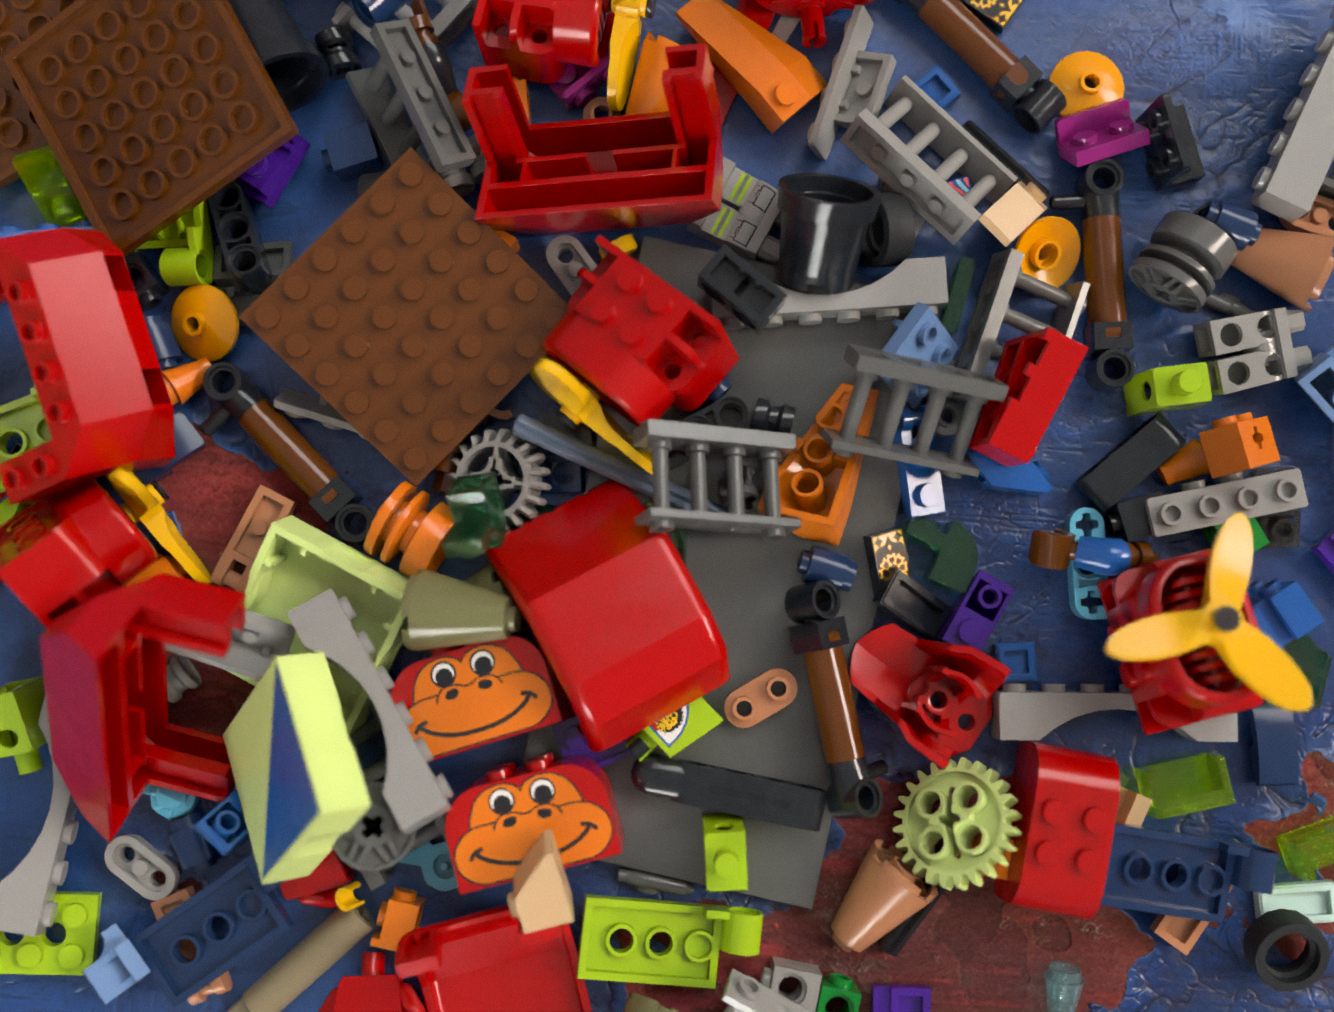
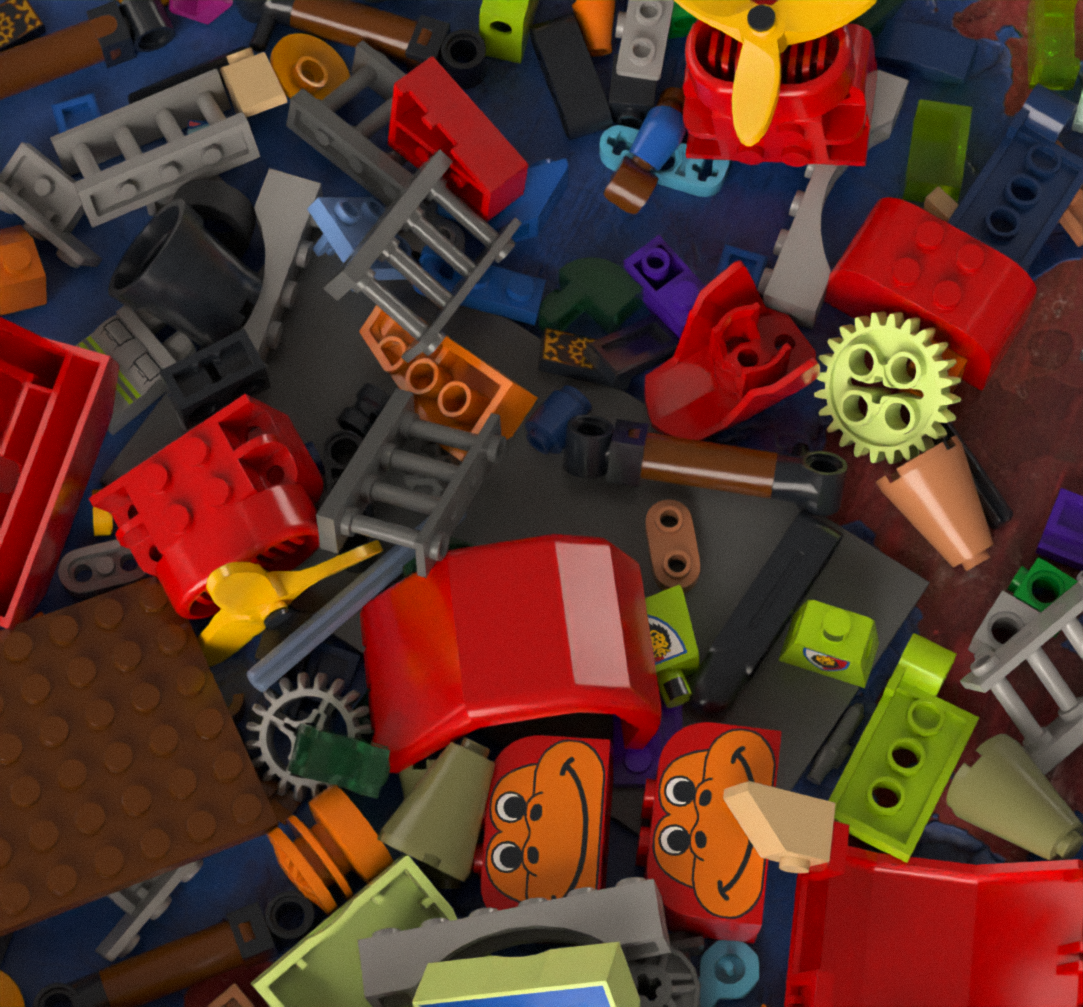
camera: 65 degrees left, 15 degrees down
(957, 294) = (297, 164): clear green tile -> none

